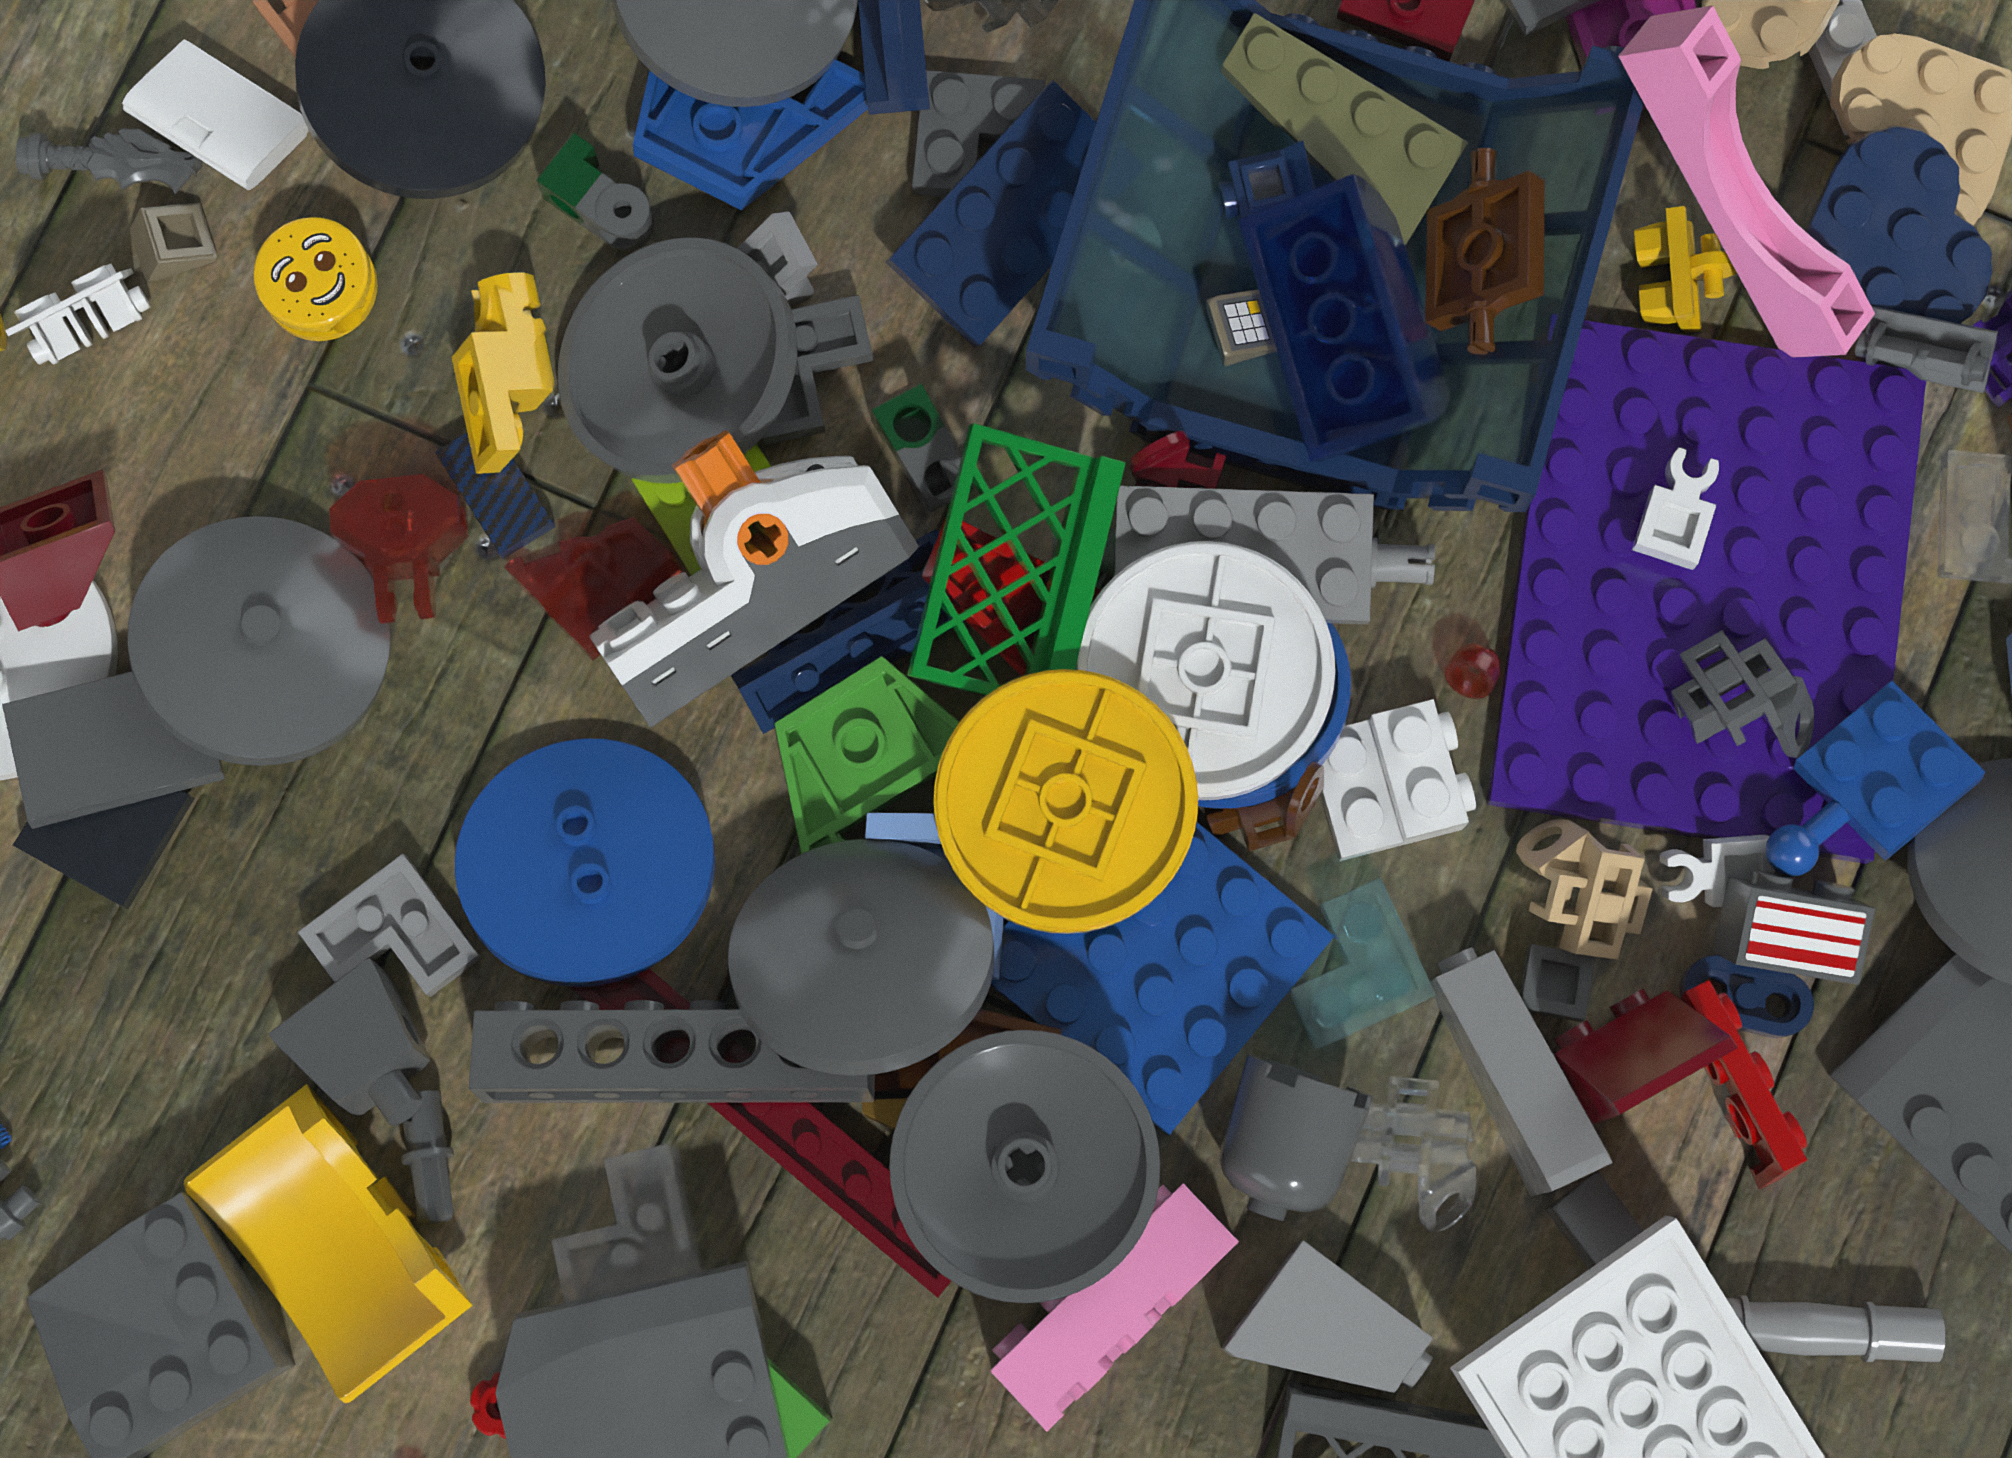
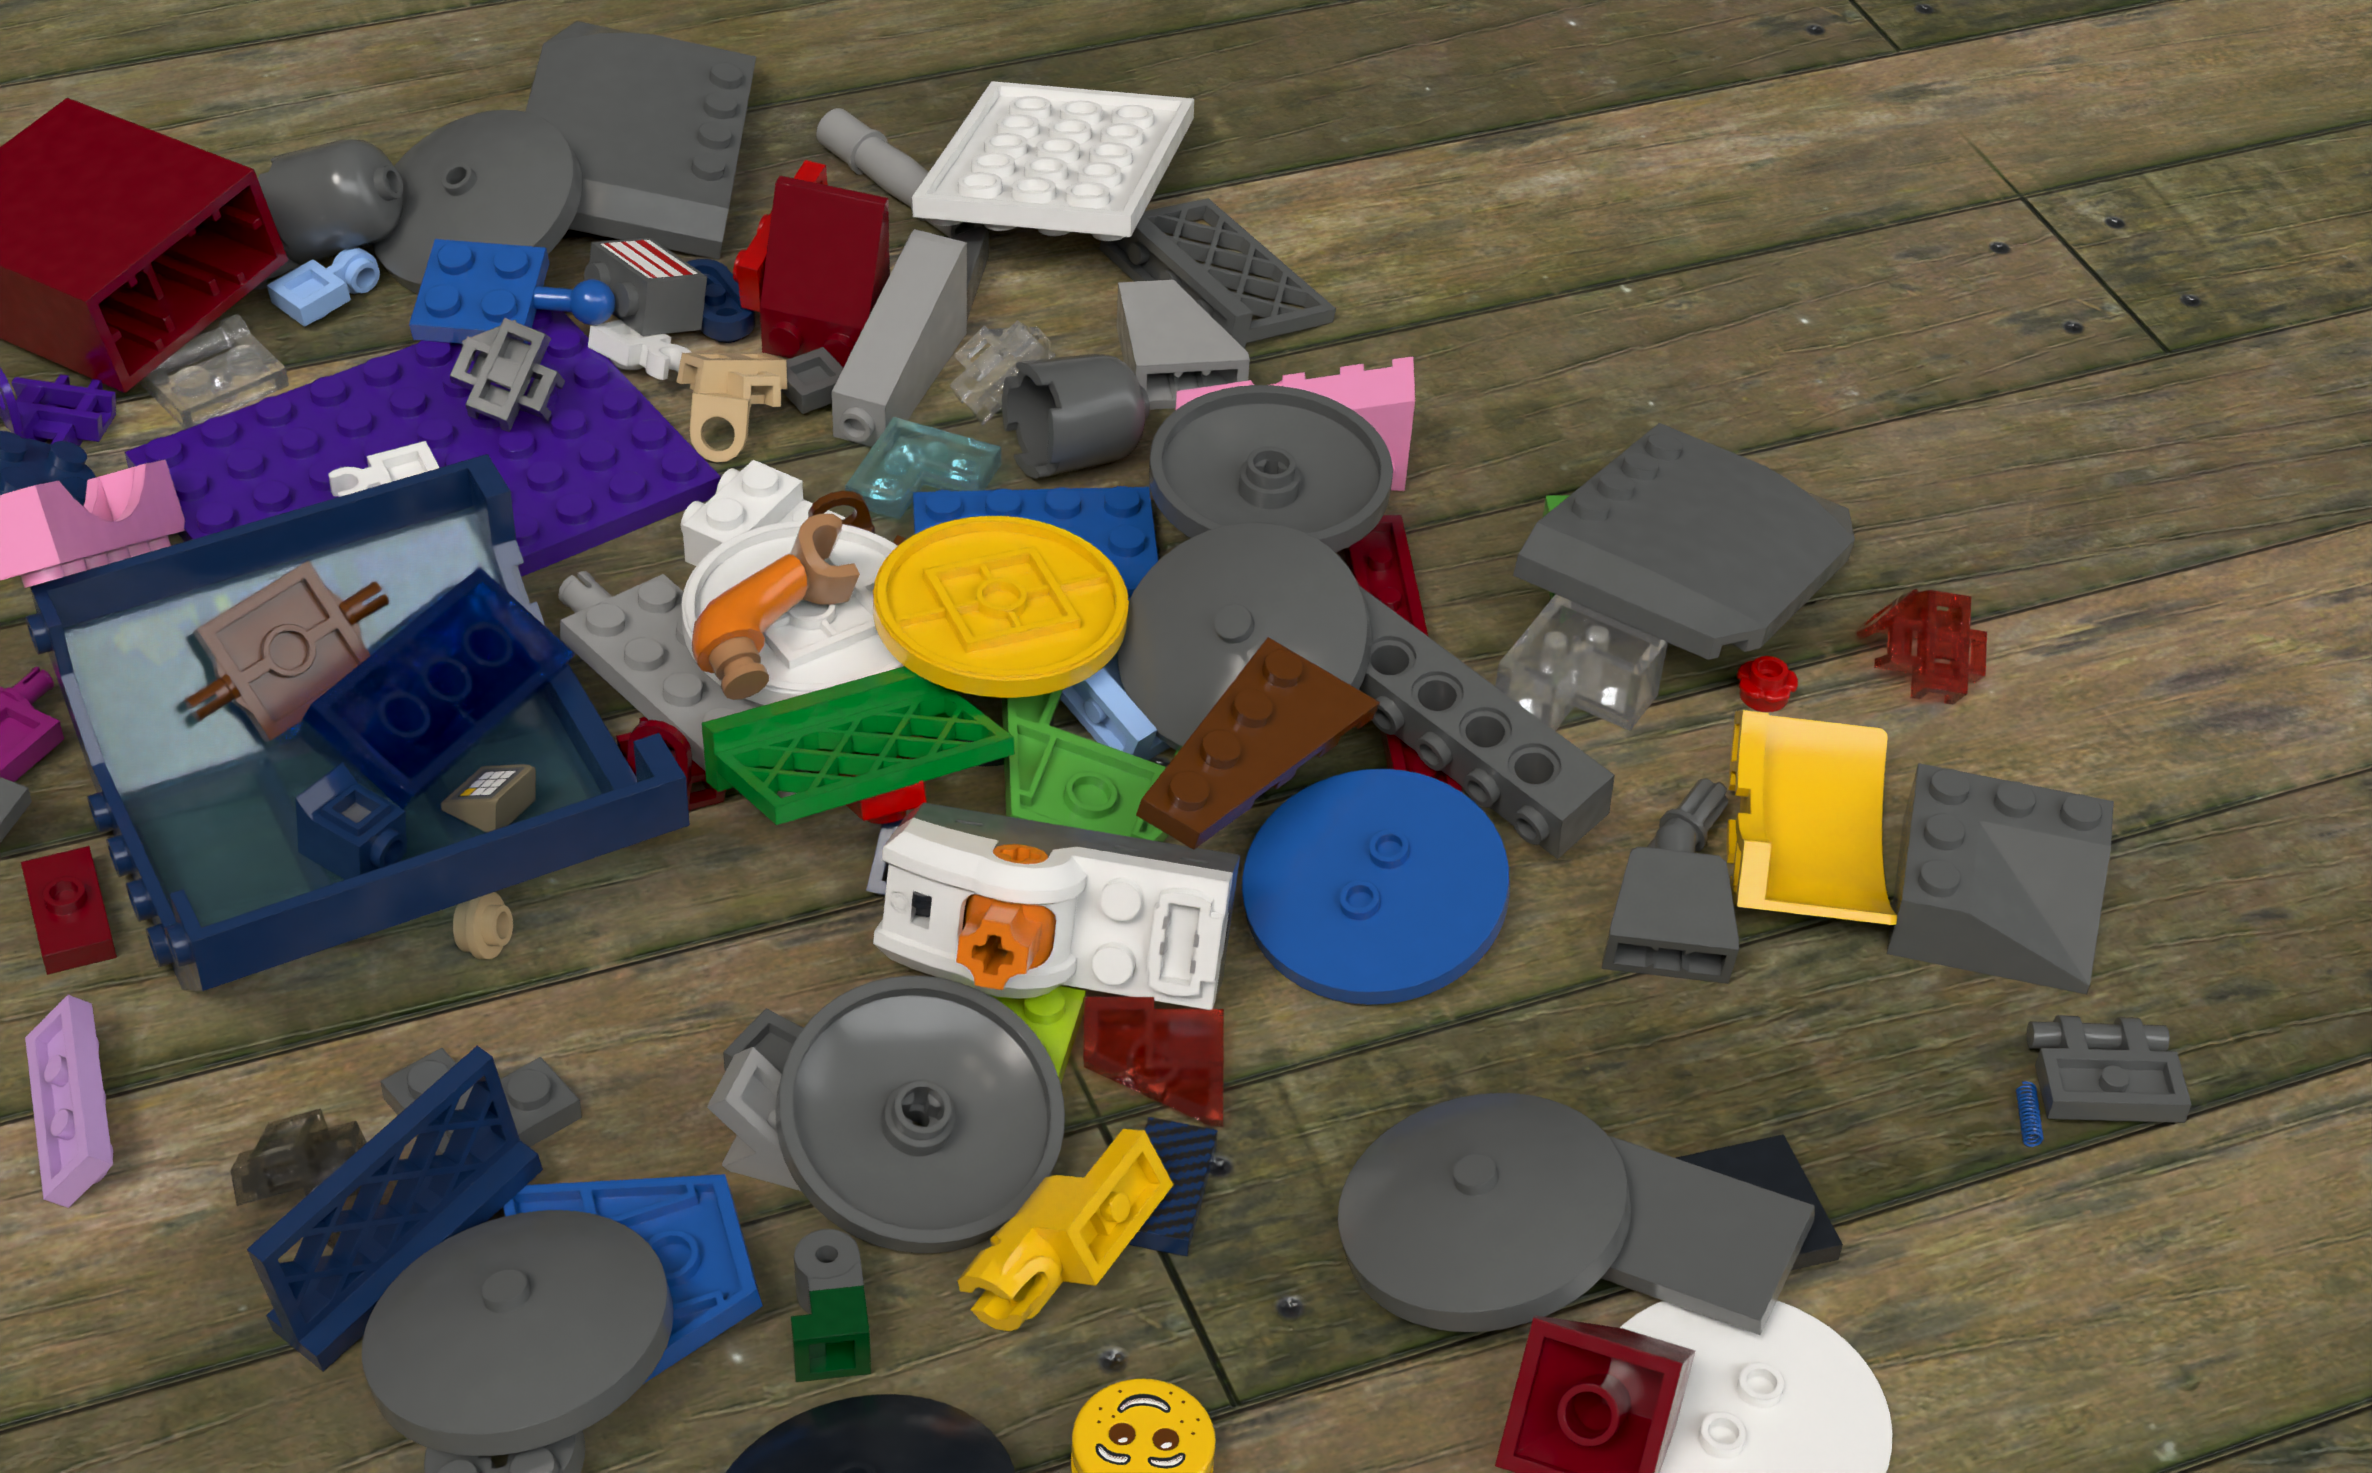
camera: 140 degrees left, 35 degrees down
(397, 913) = (1564, 983): light grey plate -> none
(400, 542) = (1288, 1183): clear red hinge -> none
(733, 839) = (1253, 740): none -> reddish brown wing
(919, 445) = (807, 934): leg -> none
(1000, 219) = (535, 1010): dark blue plate -> none
(1200, 555) = (733, 624): none -> piece
(1343, 120) = (242, 818): olive wing -> none
(1468, 683) = (628, 539): clear red hinge -> none
(1929, 348) = (103, 430): dark grey hinge -> none

